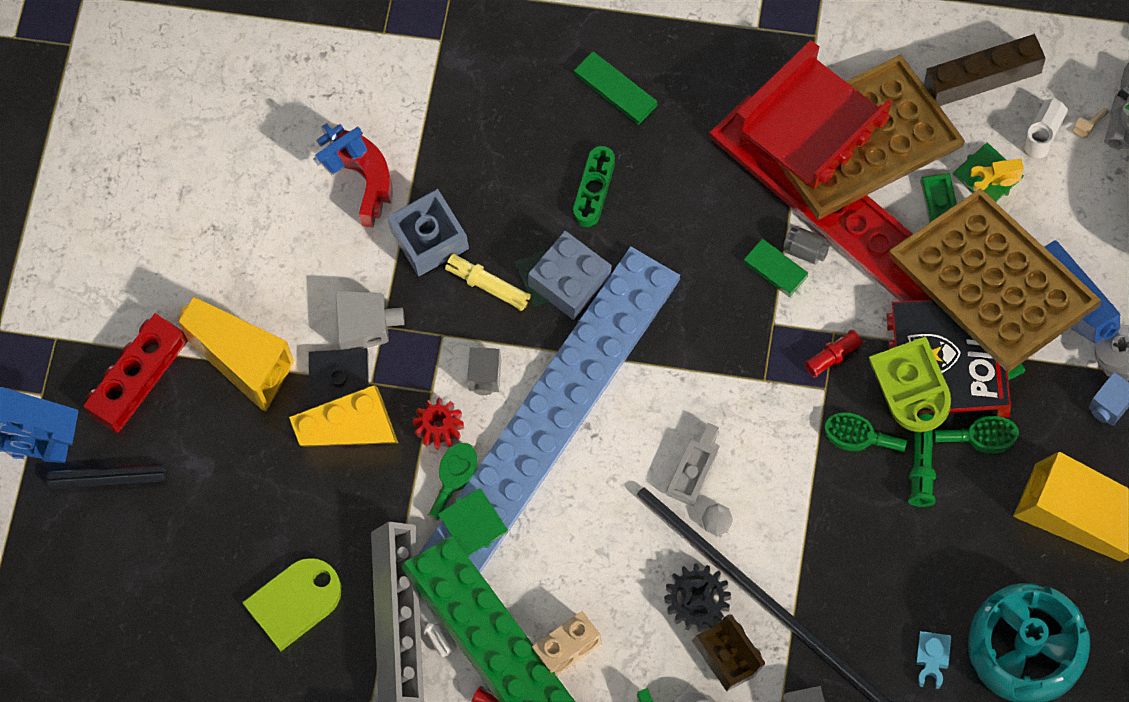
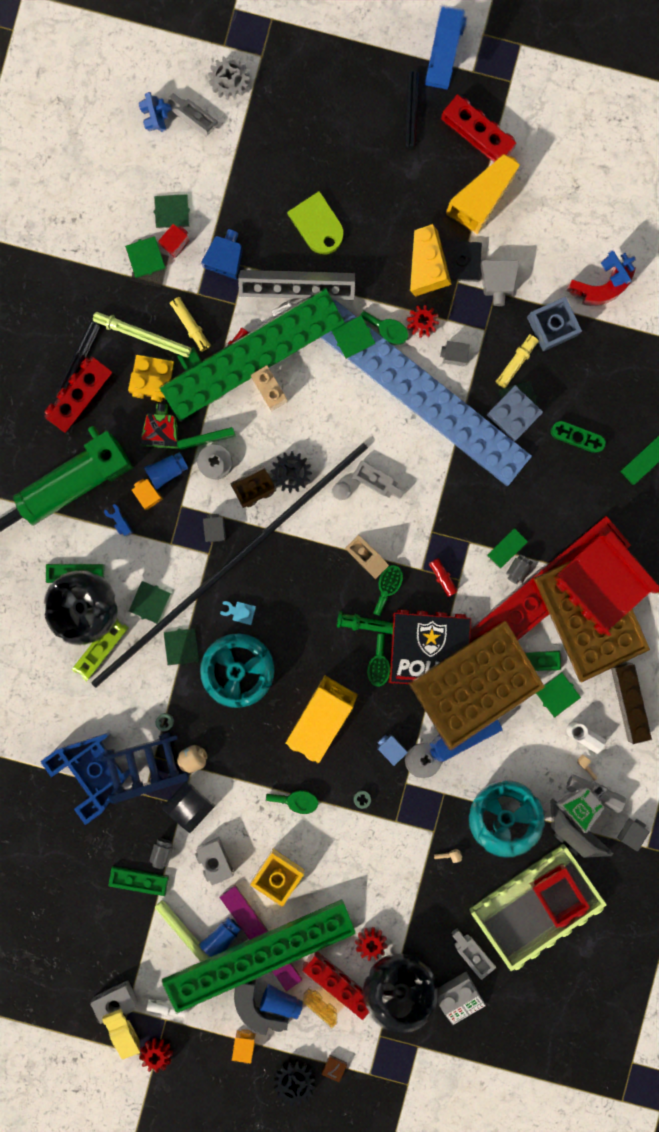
camera: 90 degrees right, 20 degrees up
(816, 468) = (367, 556): none -> tan slope
(912, 382) = (413, 622): lime tile -> none
(1001, 172) = (554, 705): yellow plate -> none

